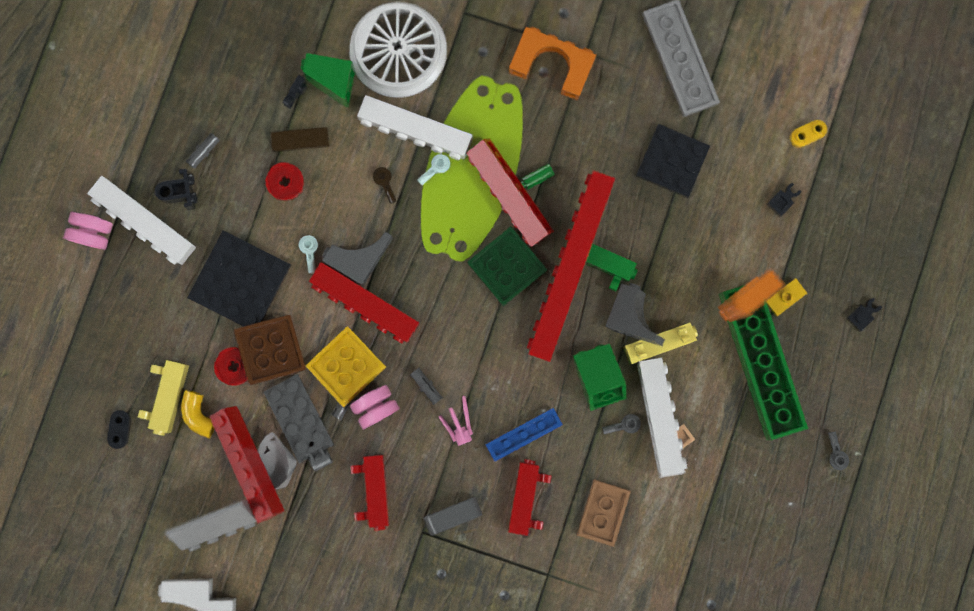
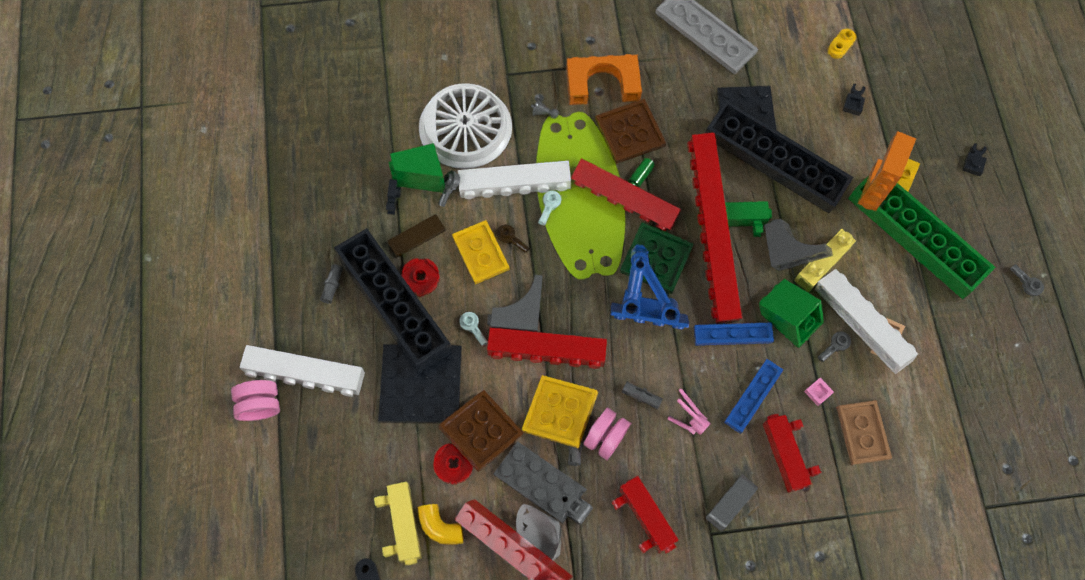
camera: 20 degrees left, 15 degrees down
(180, 190) = (326, 326): black pin -> none
(246, 194) = (393, 300): none -> black brick
(349, 184) = (480, 252): none -> yellow plate
(354, 104) = (451, 182): none -> dark grey plate
(458, 306) = (646, 308): none -> blue plate
(476, 65) = (541, 109): none -> dark grey piece
(537, 370) = (733, 334): none -> blue plate
(549, 129) = (630, 131): none -> reddish brown plate
(583, 459) = (819, 391): none -> bright pink plate
(671, 224) = (779, 157): none -> black brick

